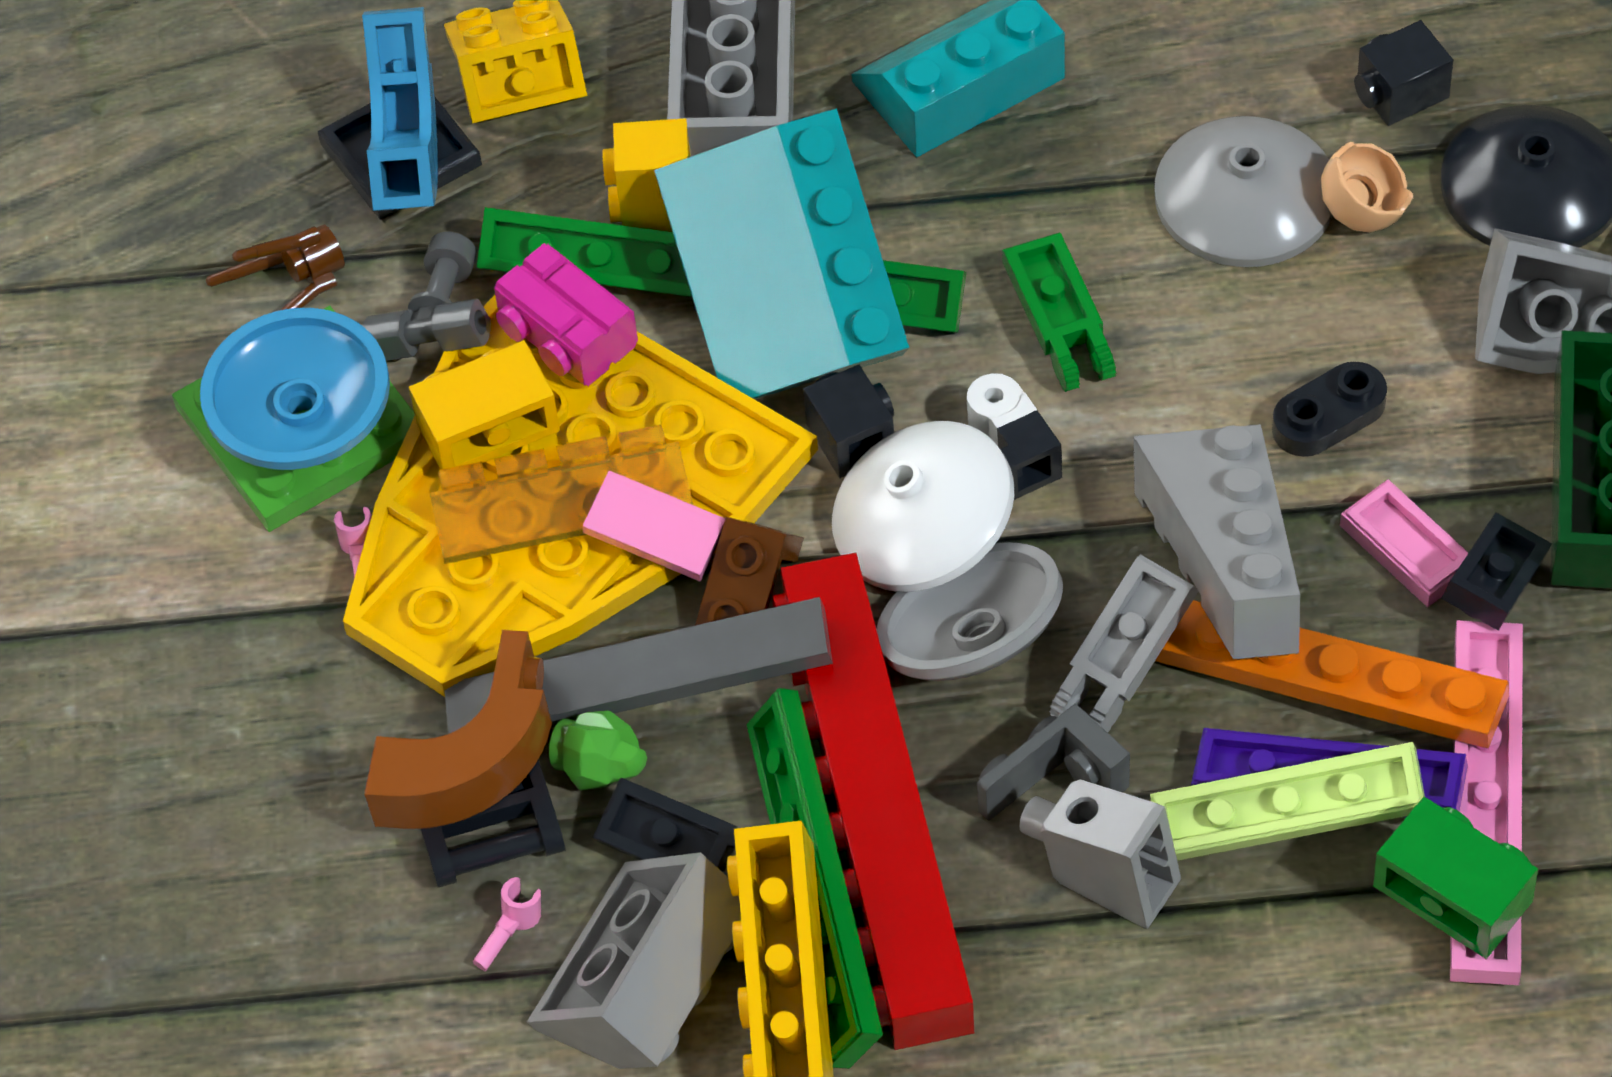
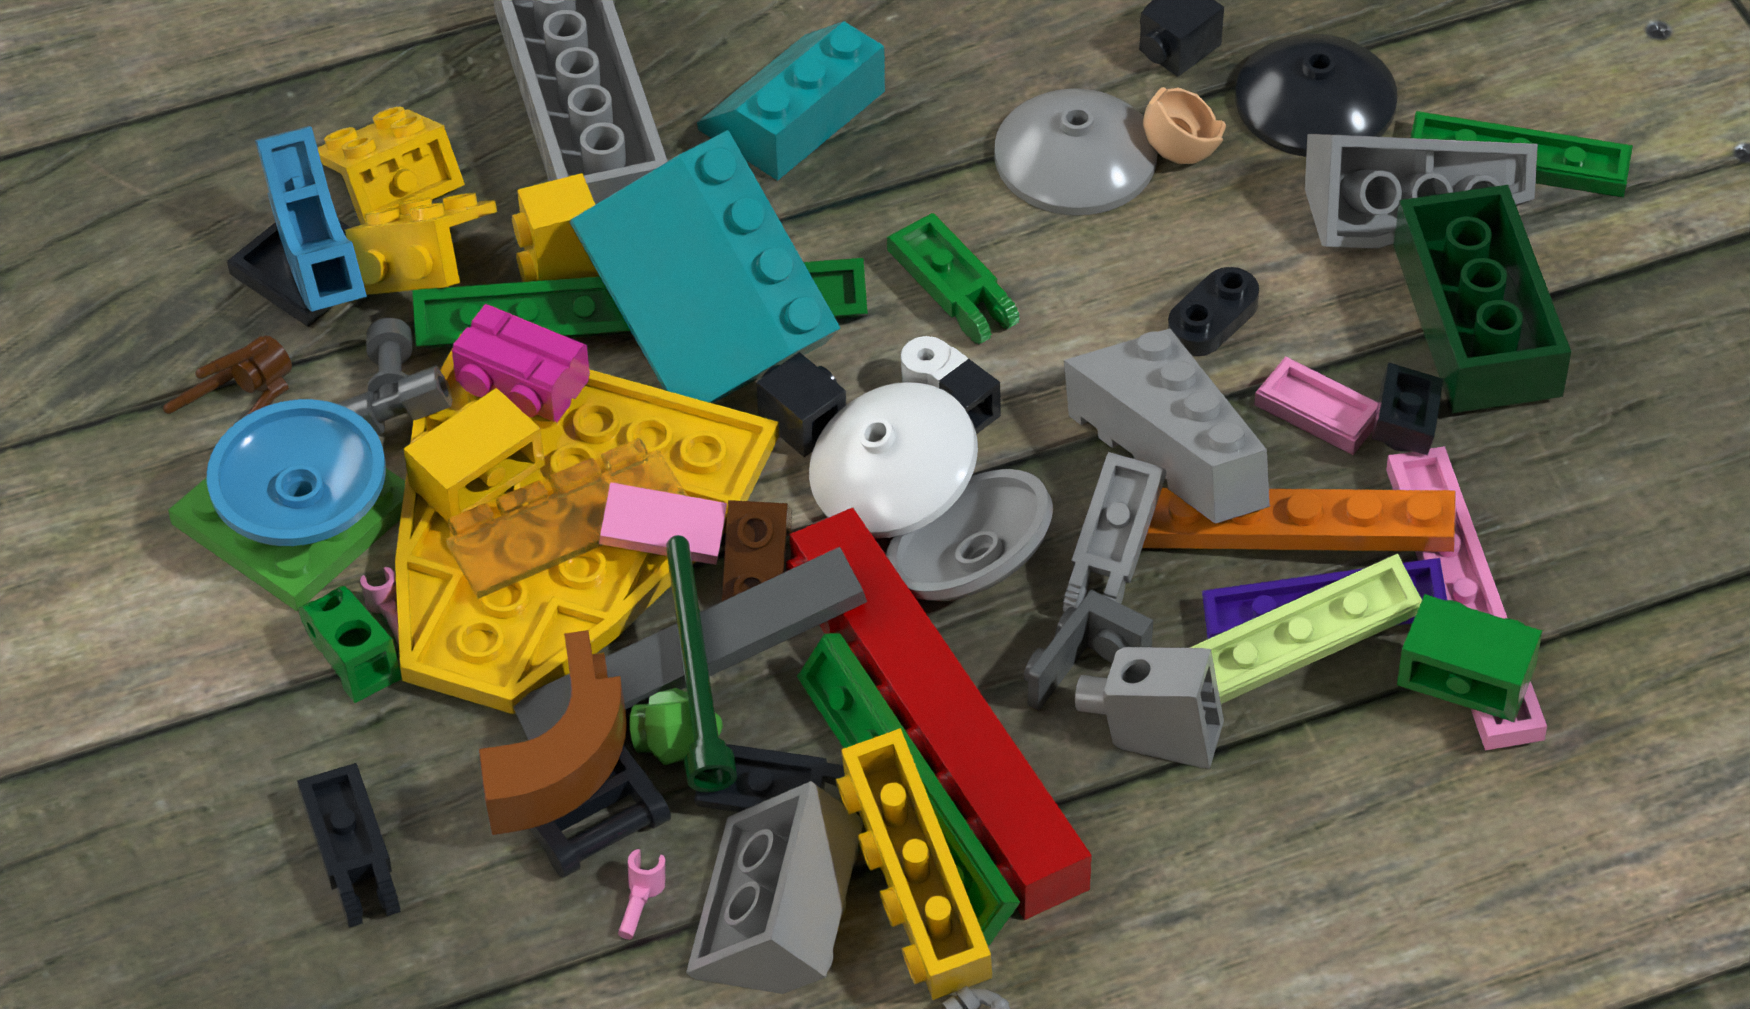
camera: 20 degrees left, 5 degrees down
(234, 794) = (348, 838): none -> black hinge
(304, 583) = (351, 643): none -> green leg
(493, 156) = (413, 246): none -> yellow bracket
(612, 802) = (709, 761): none -> dark green piece

